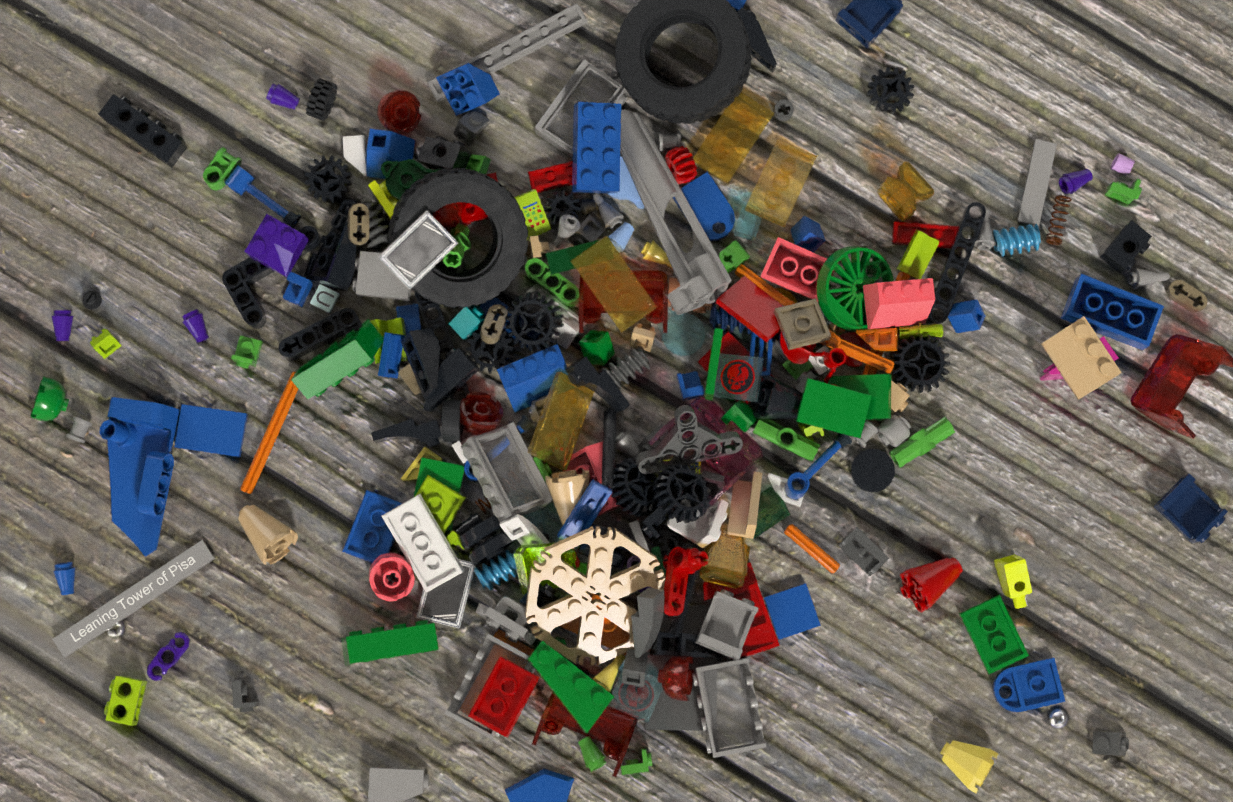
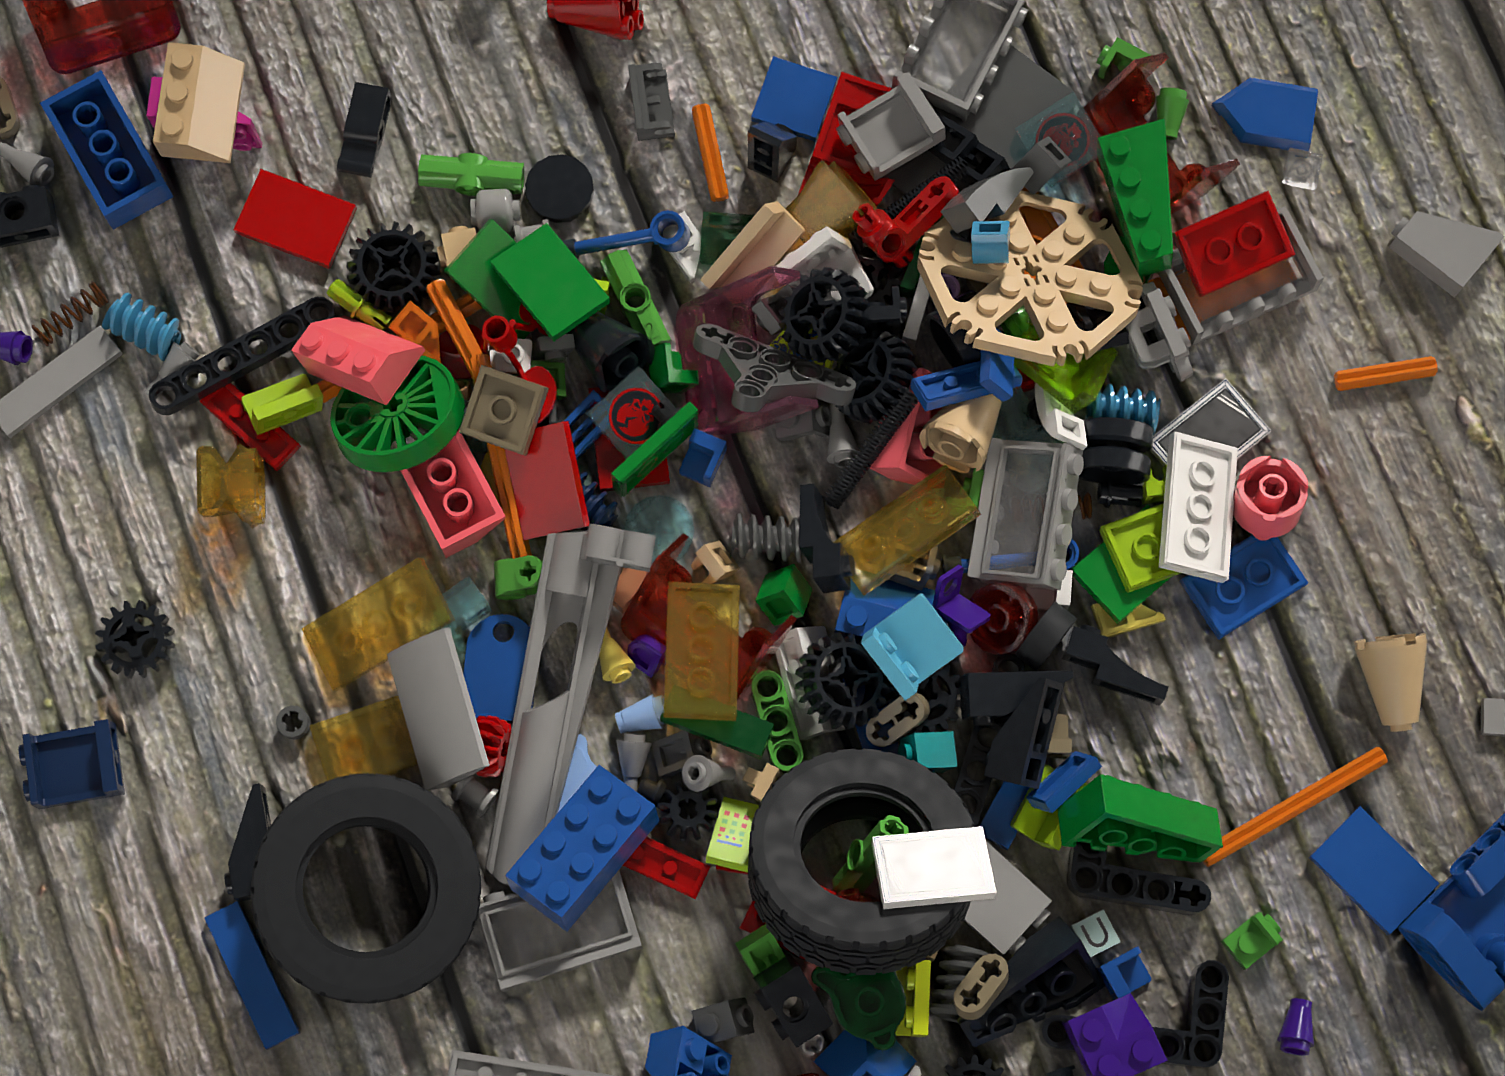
camera: 145 degrees left, 5 degrees down
(379, 694) = (1385, 373): none -> orange axle
(389, 643) = (1332, 420): green wedge -> none
(501, 777) = (1302, 168): none -> clear tile
(504, 399) = (960, 612): none -> dark purple bracket
(513, 357) = (911, 645): none -> medium azure bracket
(571, 524) = (997, 374): none -> blue tile
(608, 674) = (1081, 187): light yellow cone -> none
(626, 592) = (990, 242): none -> dark azure brick
(641, 267) = (646, 654): none -> dark purple tile
(677, 677) = (1000, 117): clear red cylinder -> none
(716, 159) = (438, 710): none -> light grey slope
(722, 388) = (664, 413): none -> black piece
(781, 571) = (770, 149): none -> black slope
(807, 234) = (398, 534): blue panel -> none
(966, 316) = (286, 282): blue panel -> none
(990, 353) = (295, 219): none -> red tile
(994, 423) = (364, 129): none -> black piece

